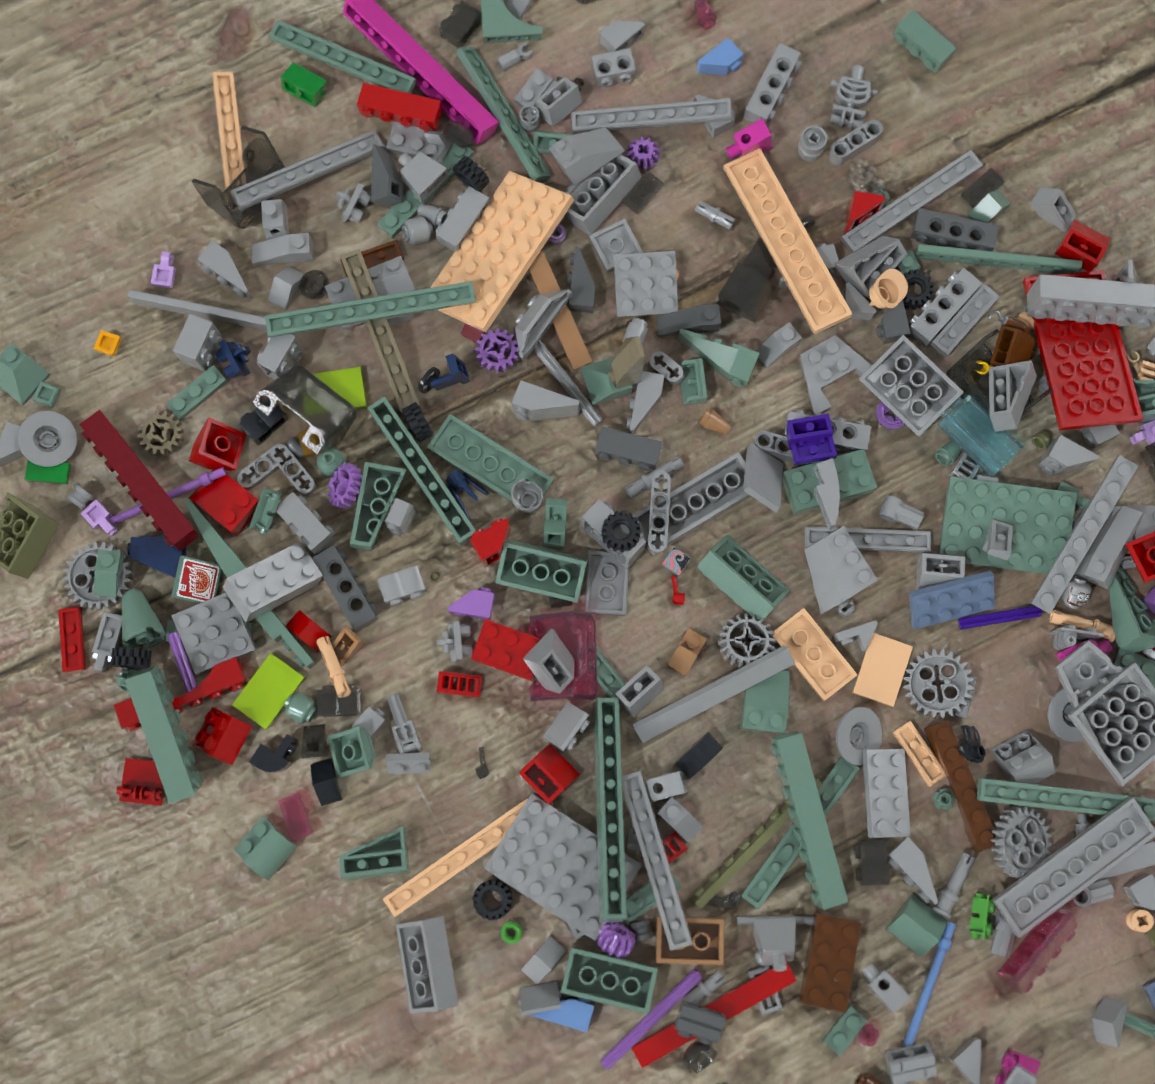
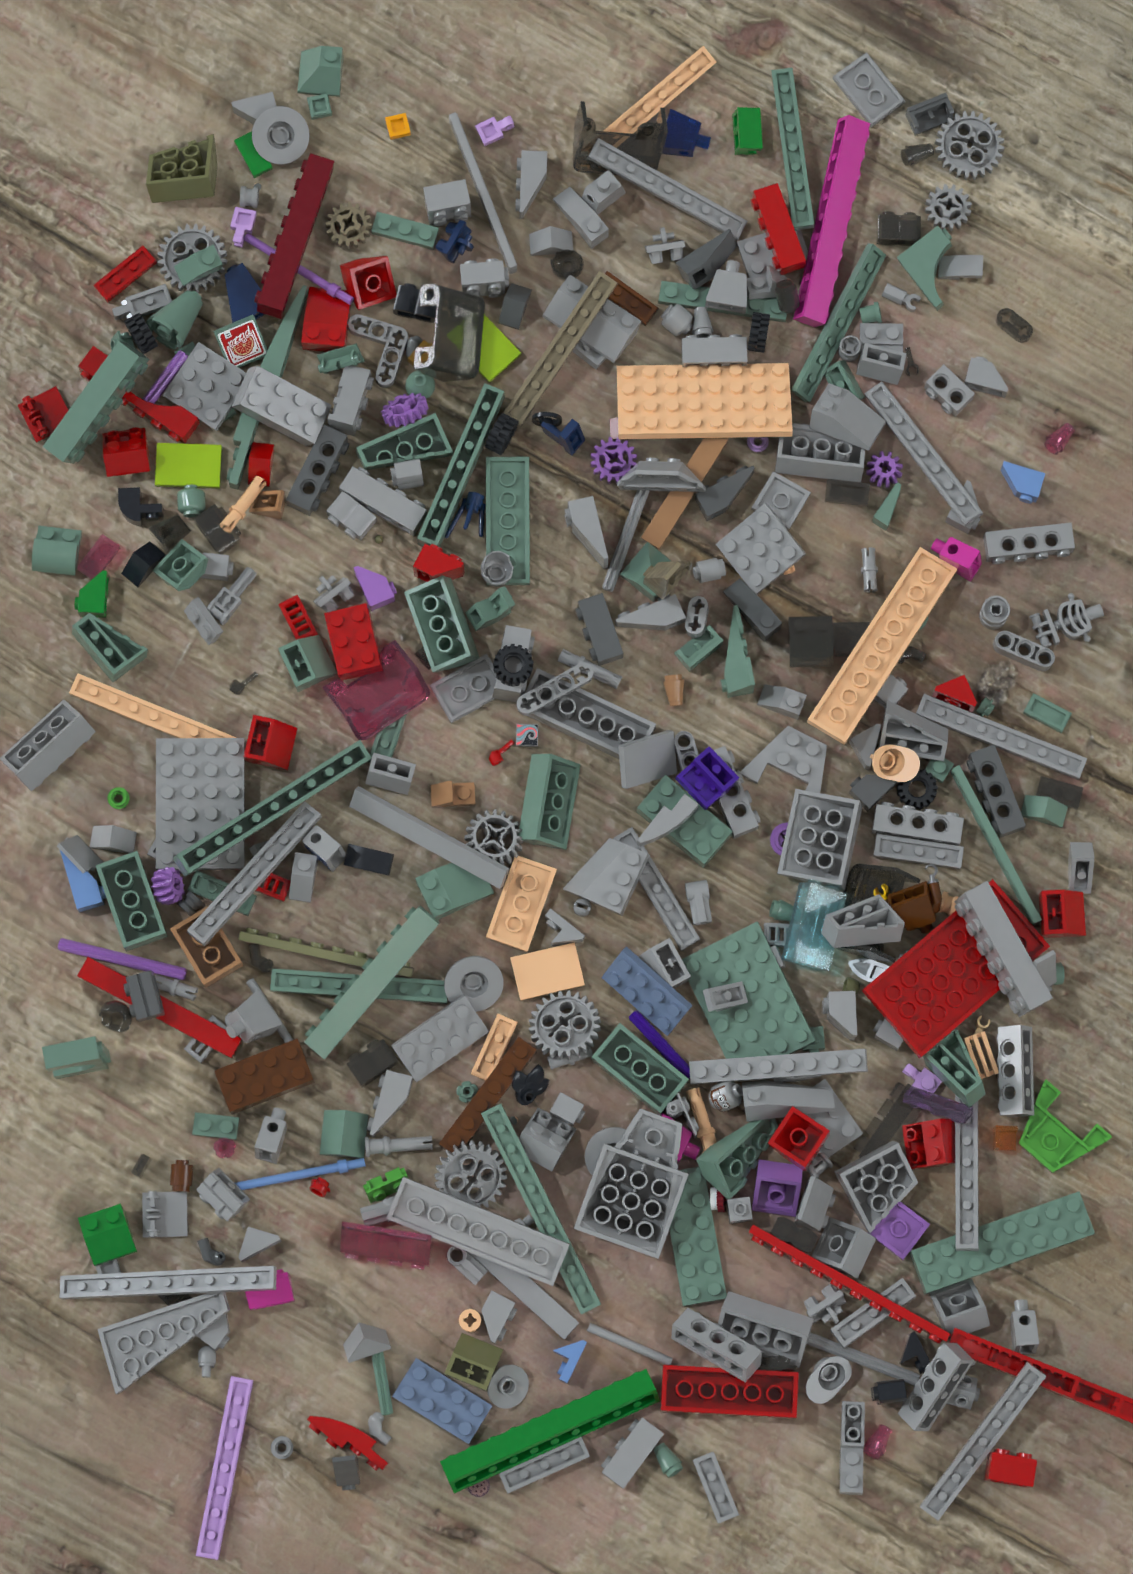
camera: 55 degrees right, 0 degrees up
(276, 129) = (684, 135): none -> clear blue torso
(319, 348) = (514, 306): none -> dark grey slope
(326, 842) = (93, 596): none -> green slope
(369, 309) = (570, 327): sand green plate -> none
(407, 551) = (384, 501): none -> light grey brick
(500, 699) = (307, 662): none -> sand green slope
(502, 909) = (128, 753): black tyre -> none
(513, 85) = (871, 313): none -> sand green piece
(551, 662) = (365, 681): light grey slope -> none
(566, 727) = (319, 732): light grey slope -> none
(677, 173) = (884, 513): none -> sand green slope
(913, 158) = (1047, 713): none -> sand green tile
(951, 974) = (319, 1187): none -> red plate
(1009, 726) = (567, 1109): none -> light grey brick
(1013, 646) = (639, 1069): none -> sand green brick
(1038, 416) = (867, 968): none -> light grey plate

